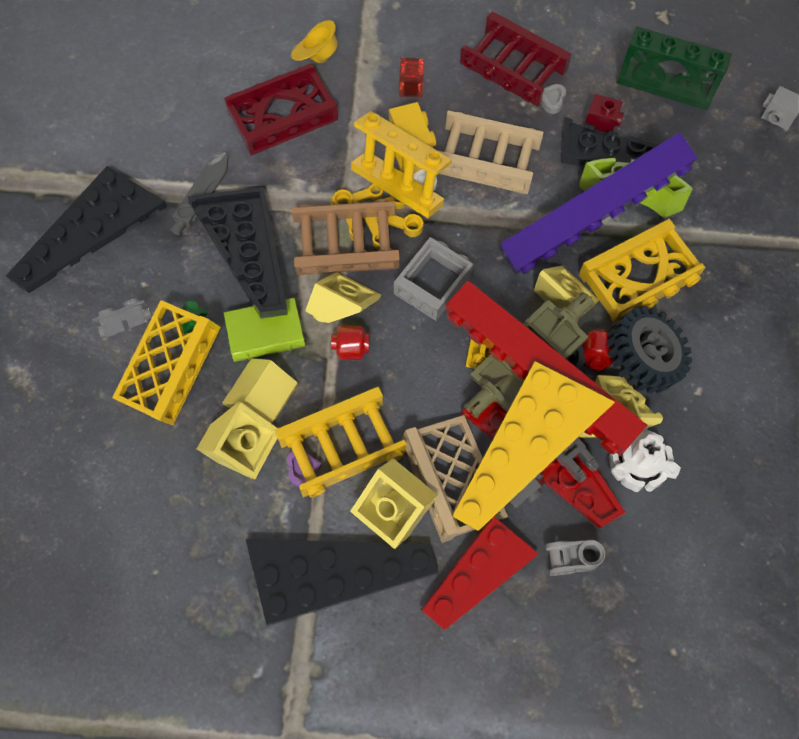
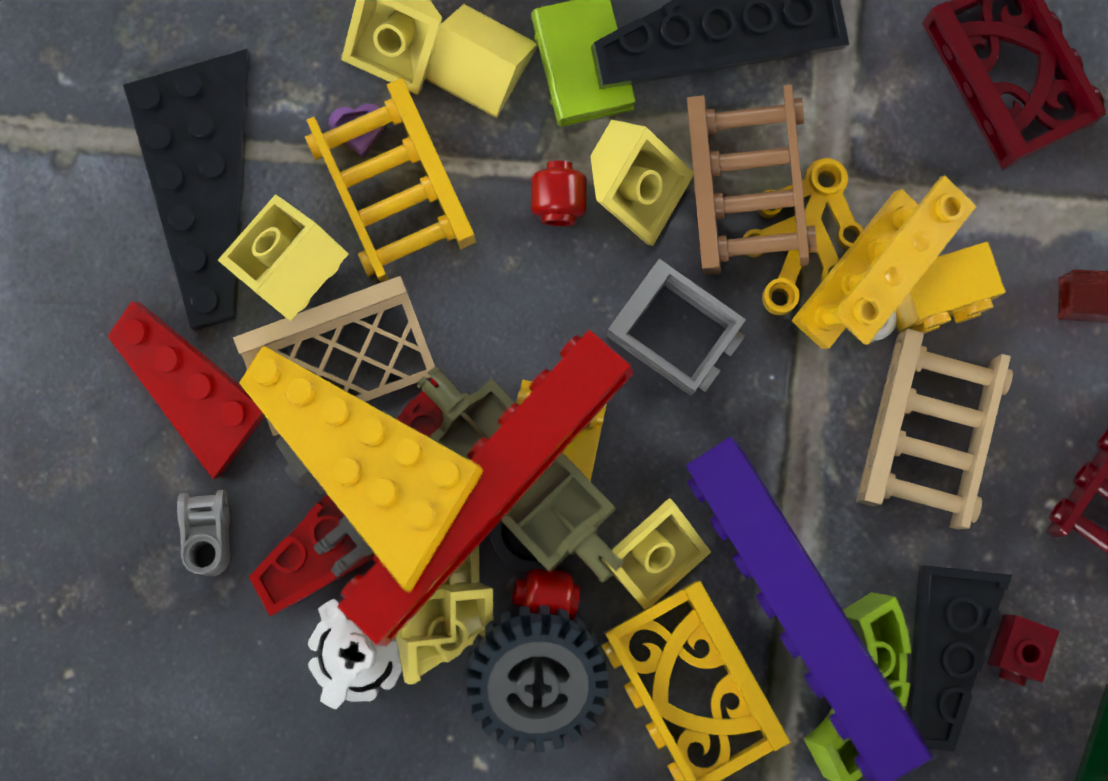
camera: 90 degrees right, 15 degrees up
(553, 98) = (1064, 558): light grey tile -> none

